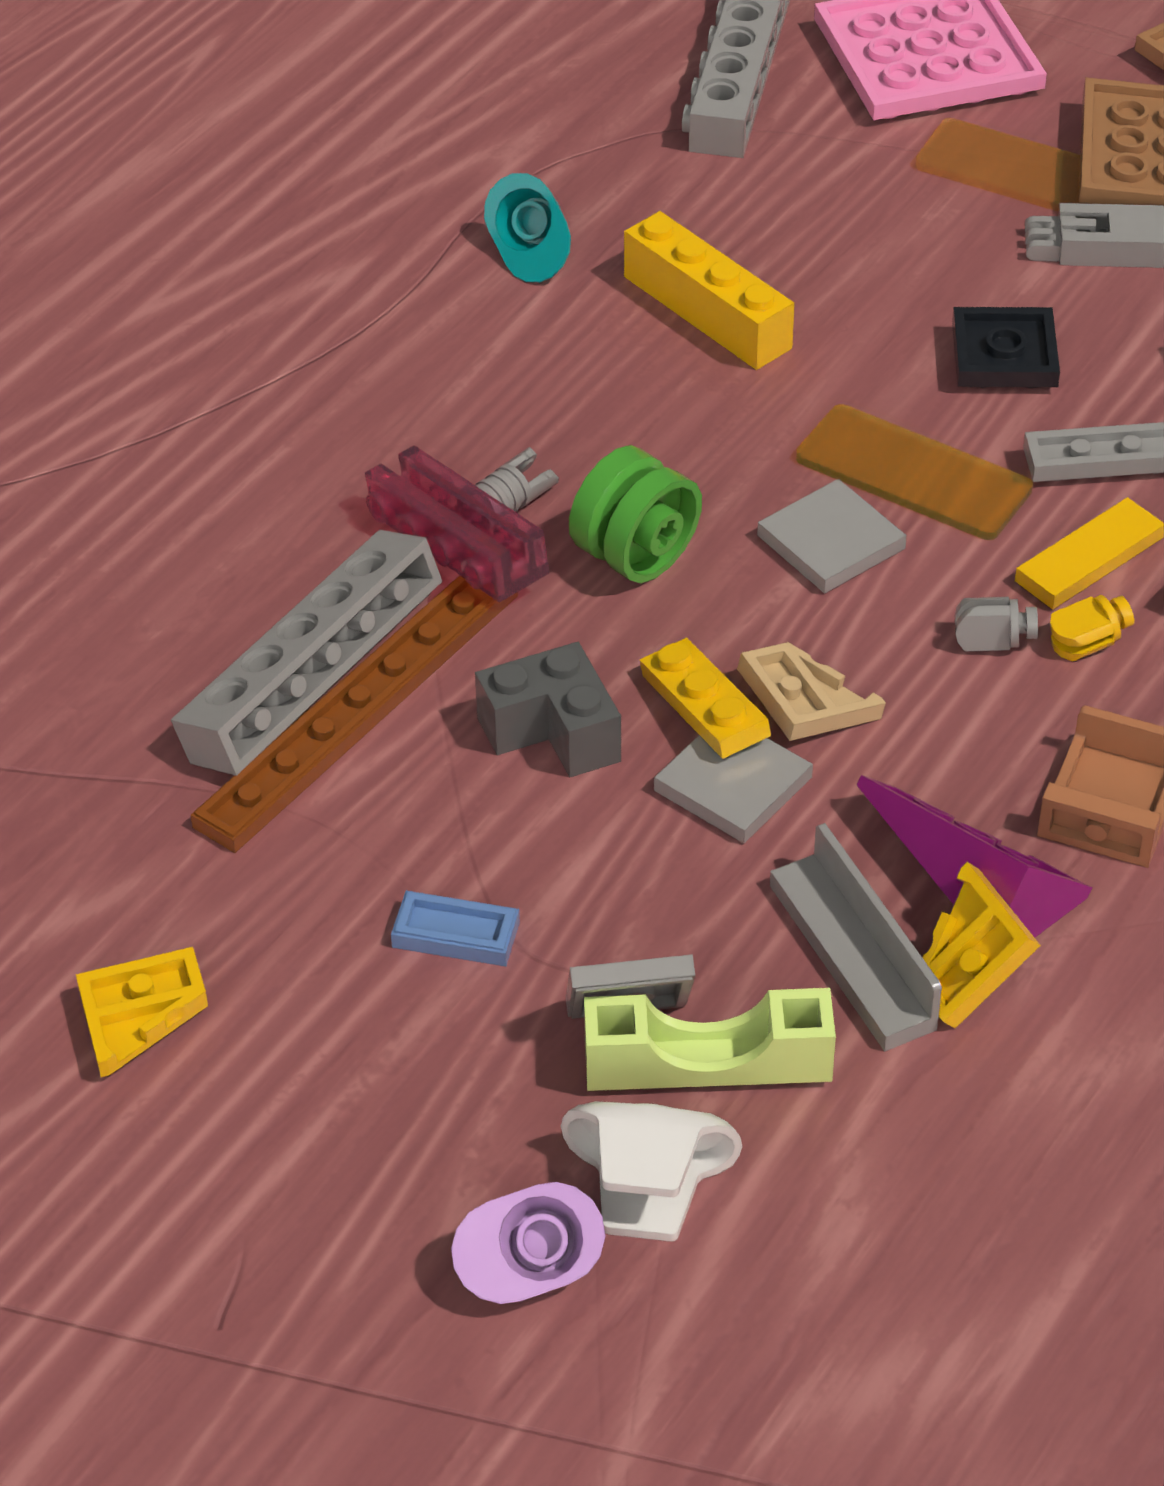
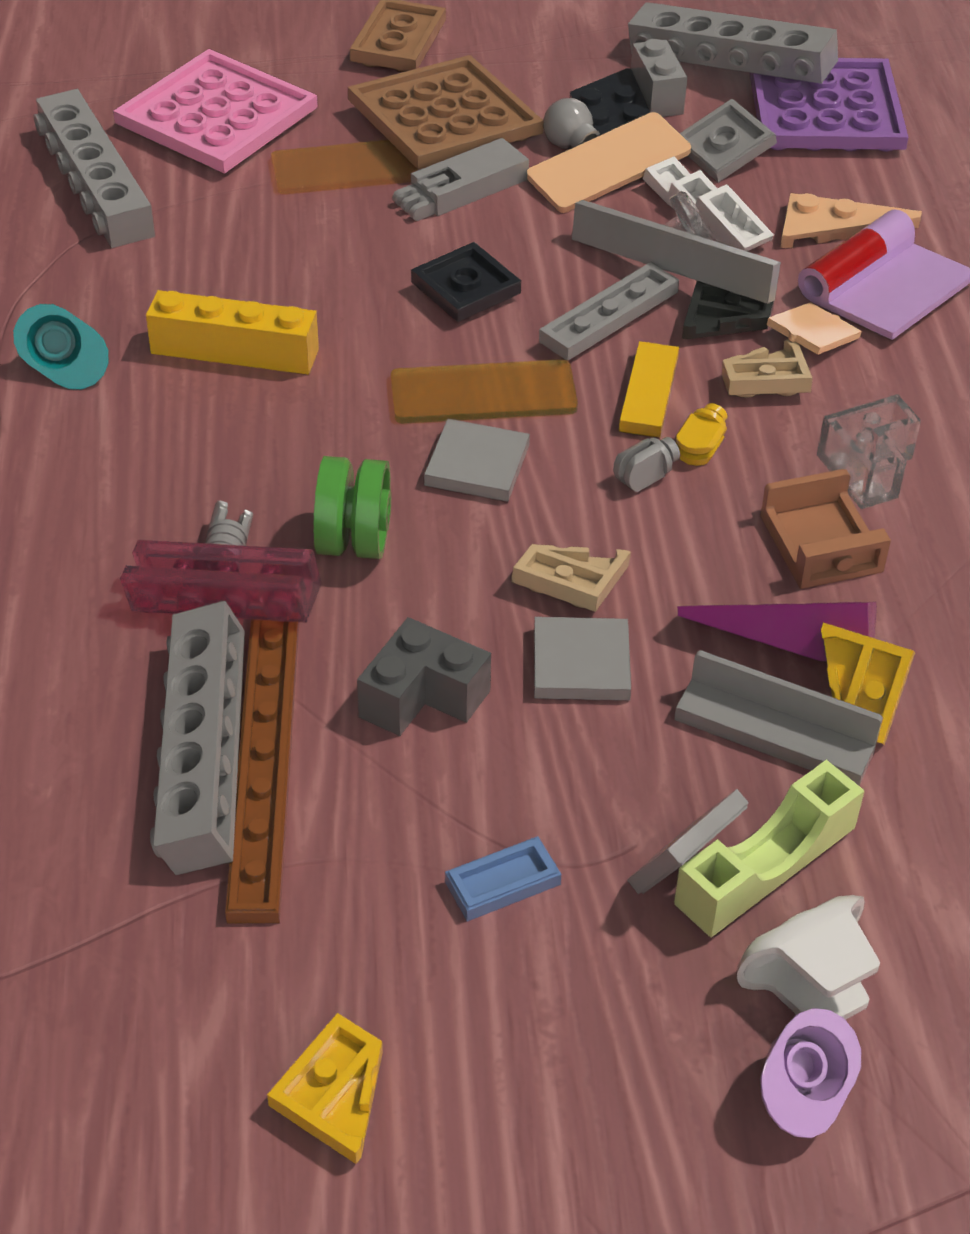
camera: 40 degrees left, 0 degrees up
(705, 698) = (515, 612): yellow plate -> none

